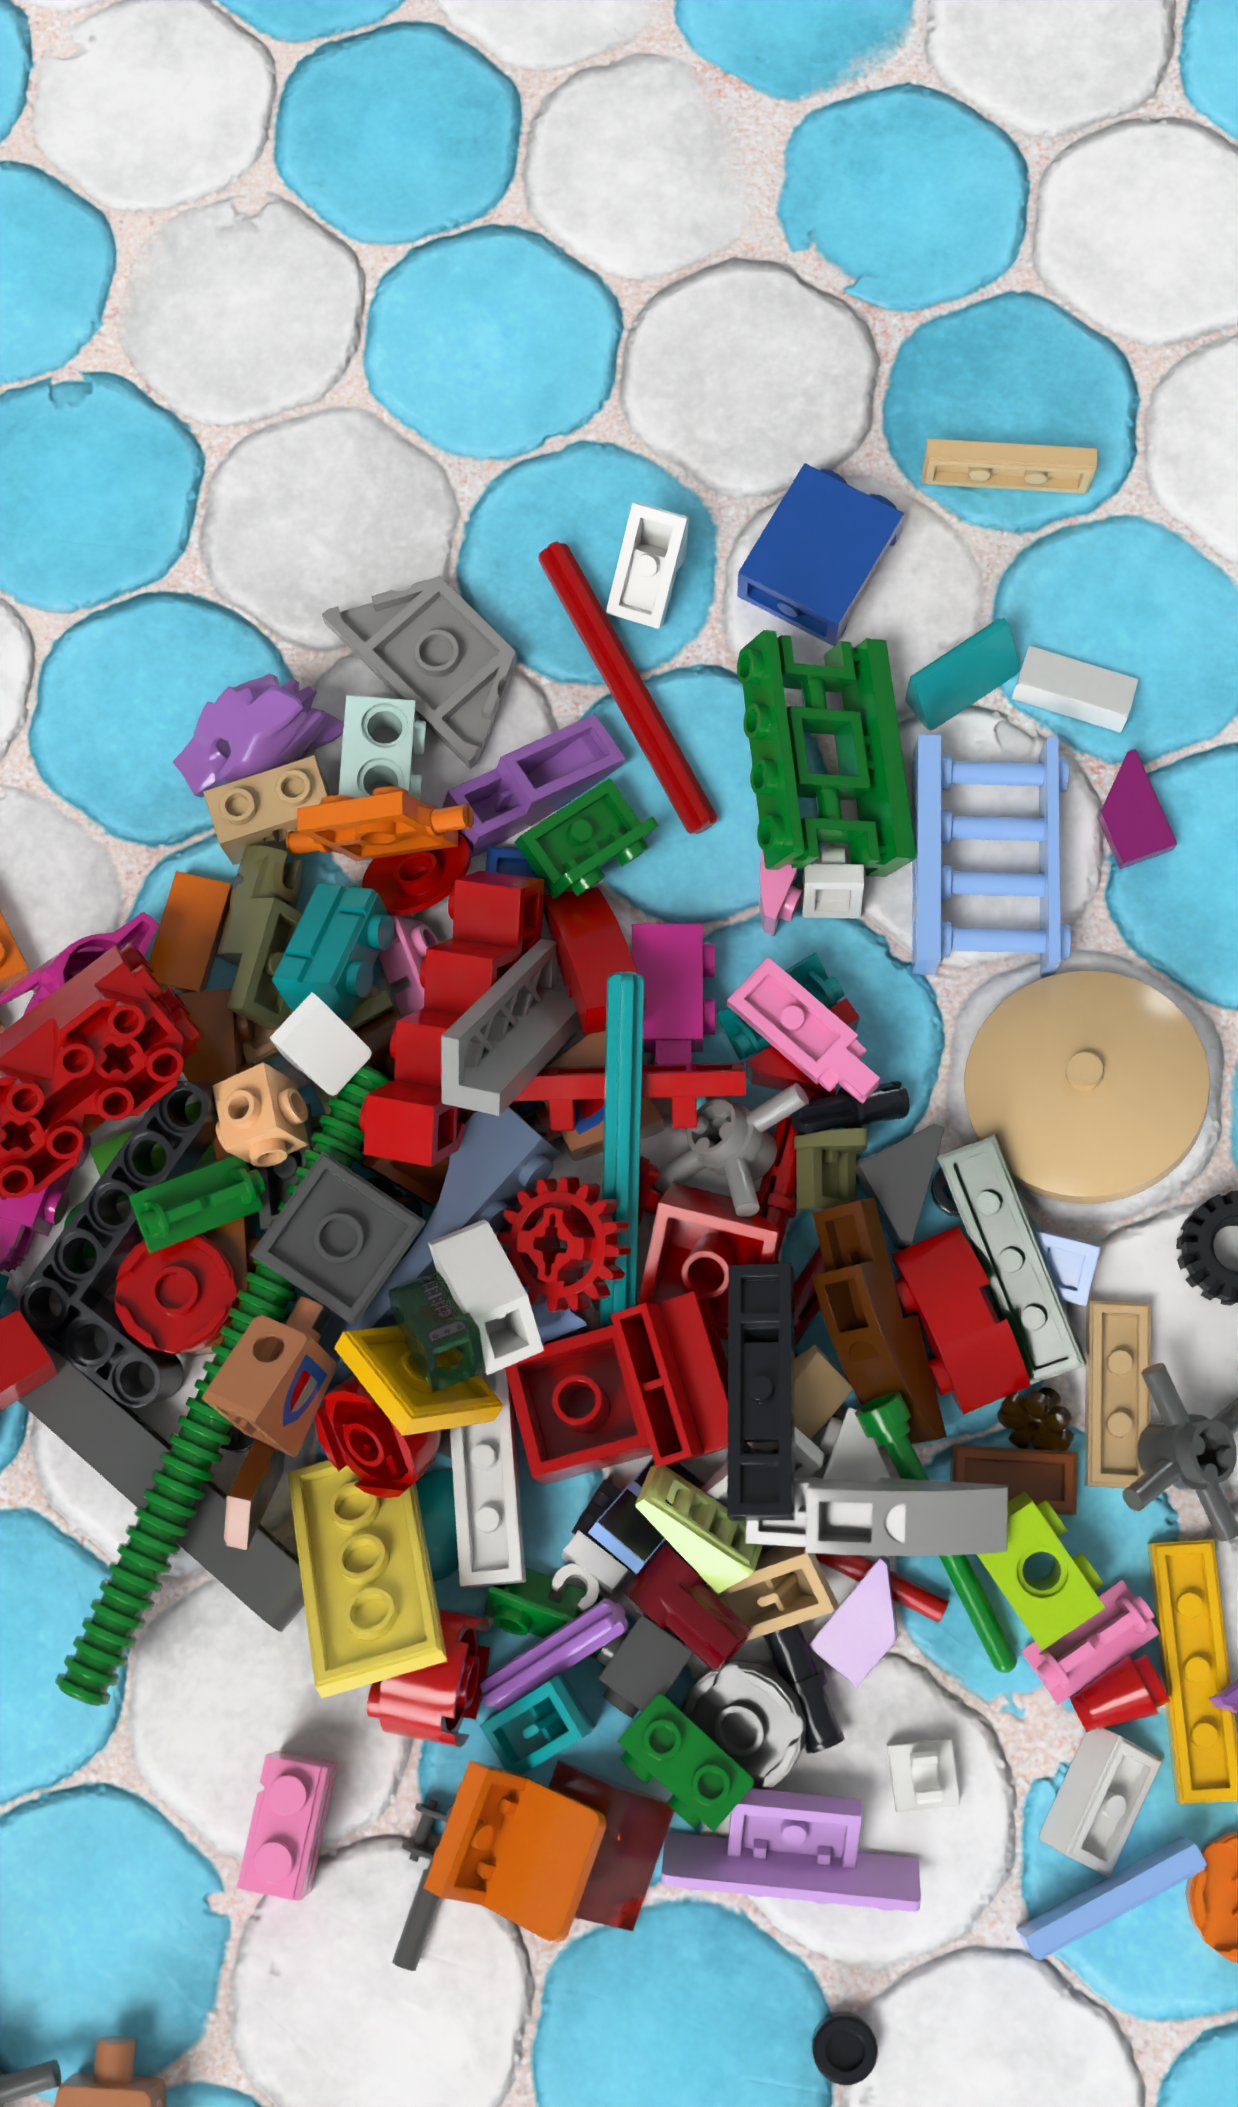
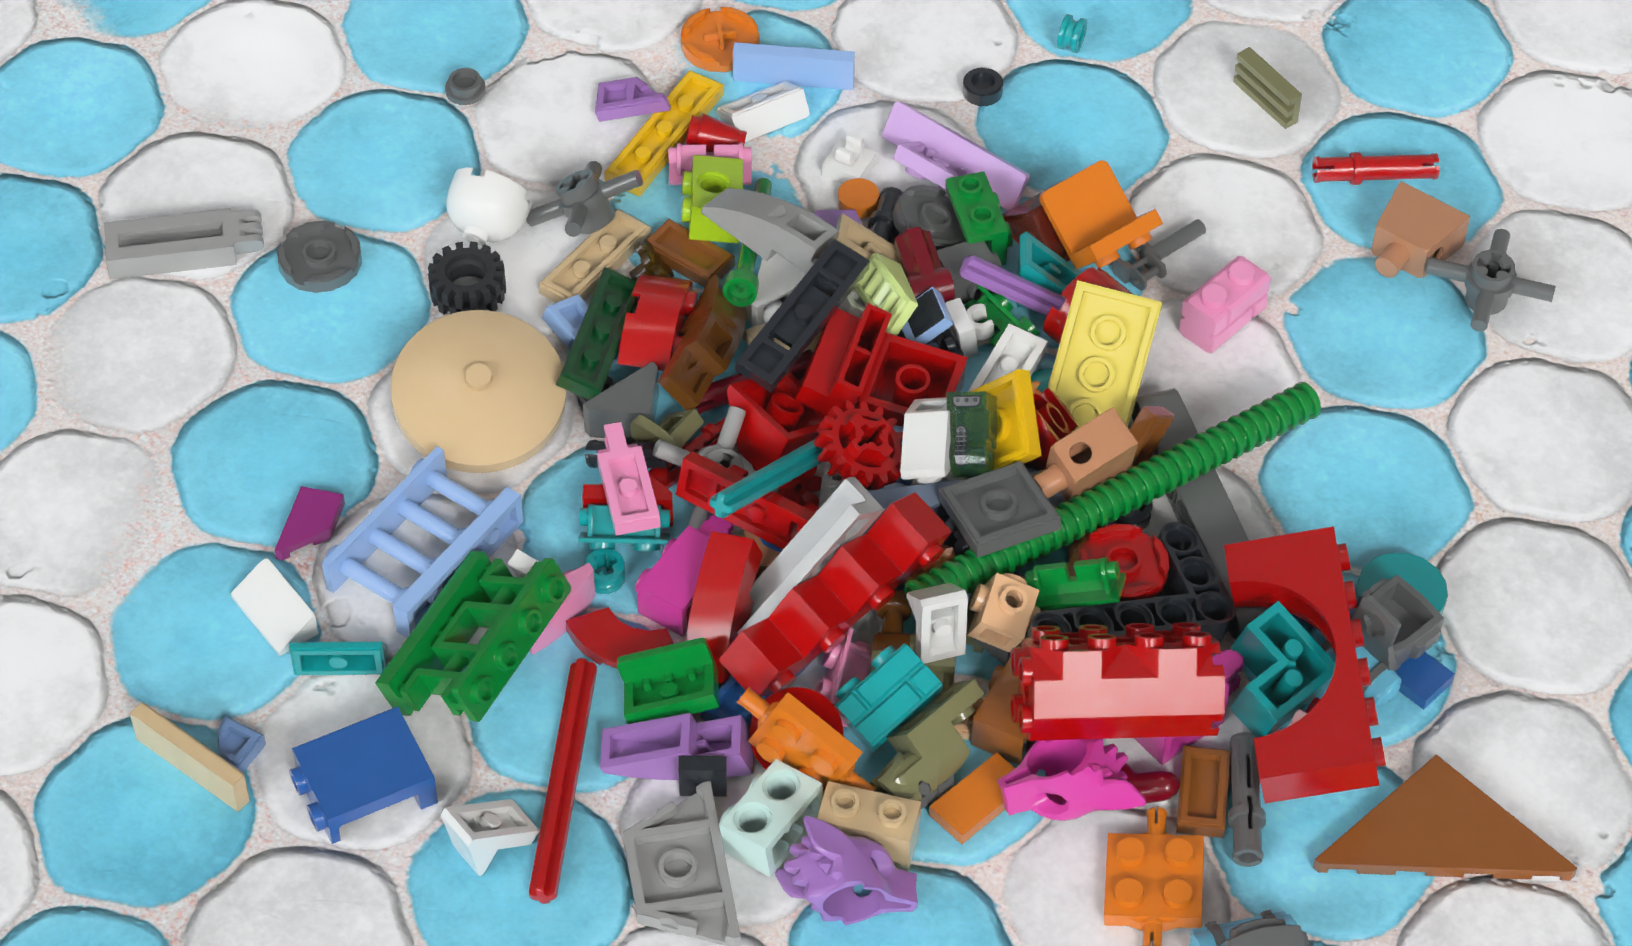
camera: 155 degrees left, 25 degrees down
(479, 760) = (700, 769): none -> black tile
(681, 876) = (606, 638): none -> red tile
(769, 936) = (610, 559): none -> teal bush
(870, 1717) = (858, 195): none -> orange tile
(980, 522) = (239, 743): none -> medium blue tile

